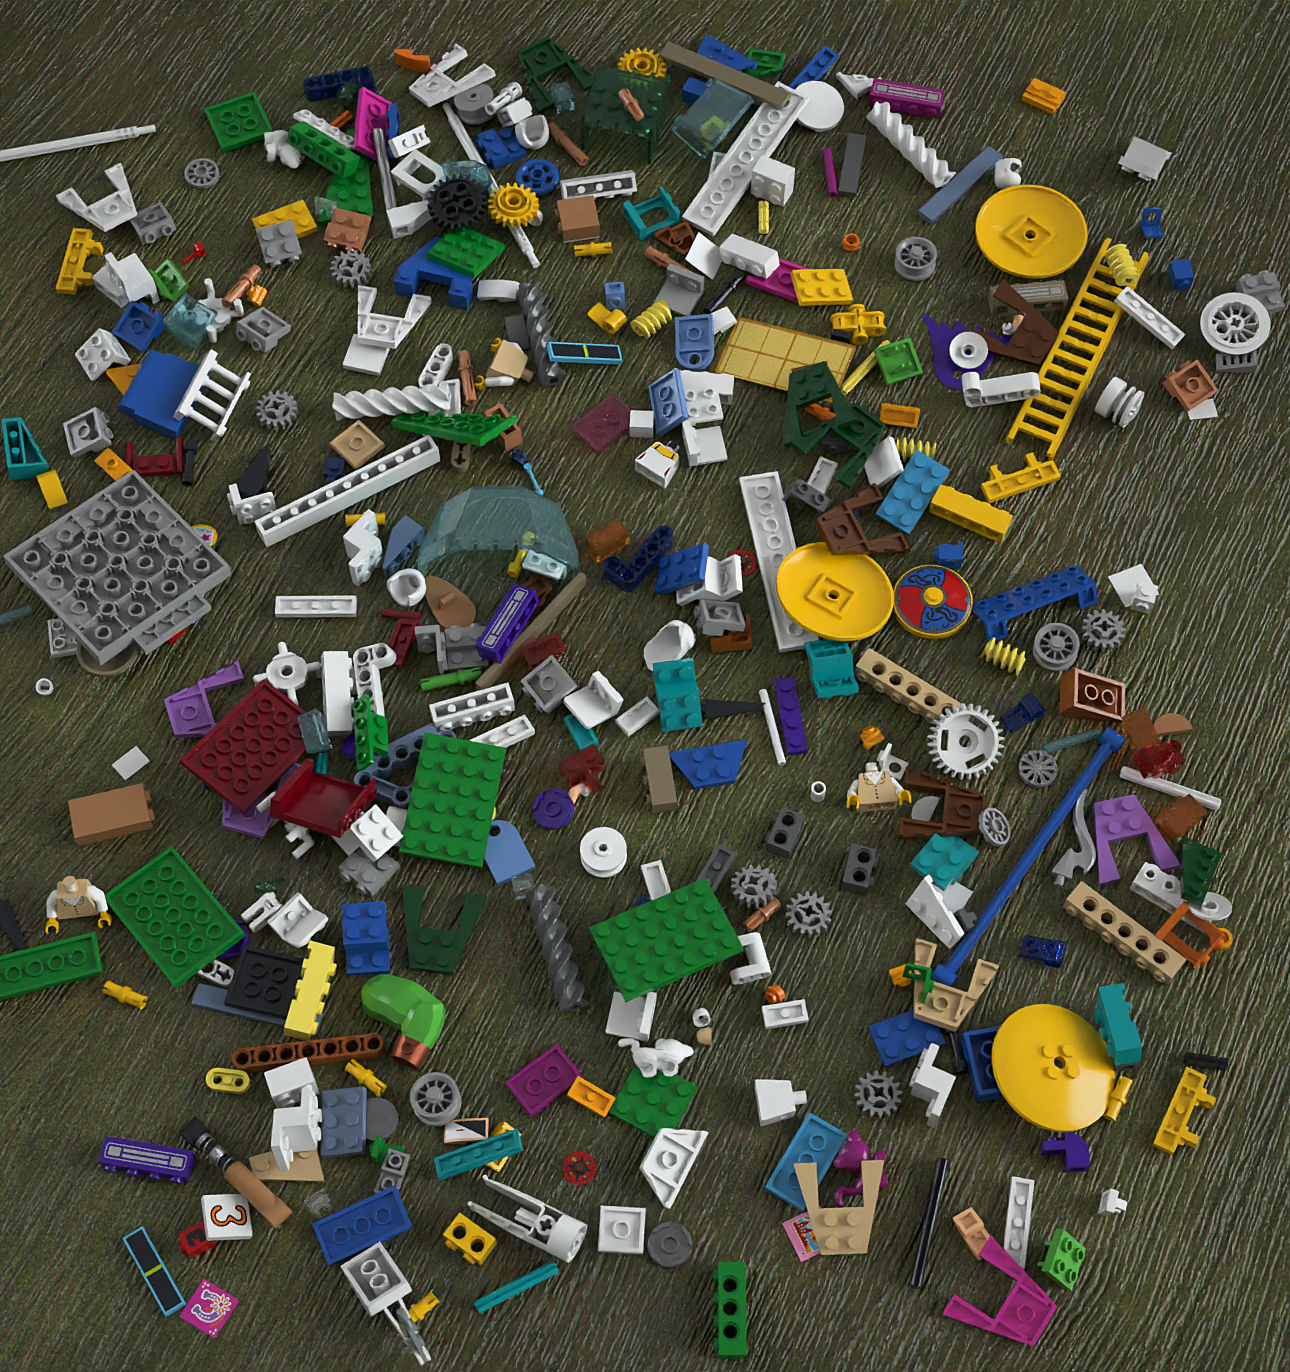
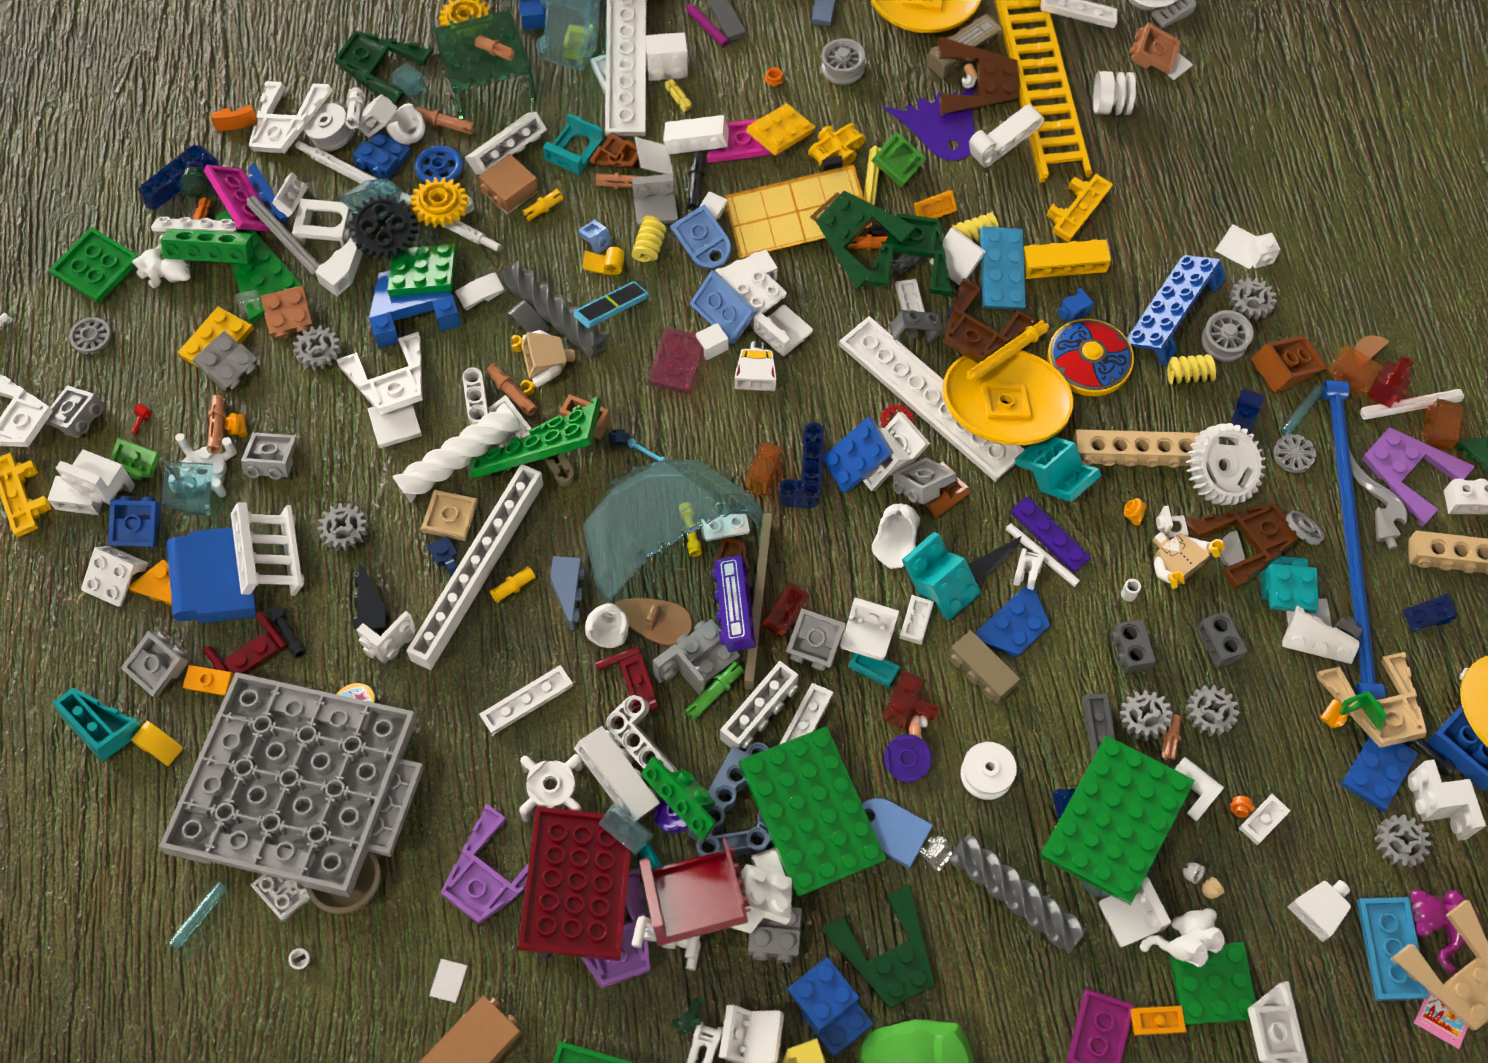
camera: 35 degrees left, 0 degrees up
(363, 548) = (536, 613): white bracket -> none
(655, 879) = (1054, 768): white tile -> none
(750, 729) = (1029, 563): none -> white piece
(864, 558) = (1030, 334): none -> yellow axle
(972, 342) = (952, 109): white dish -> none

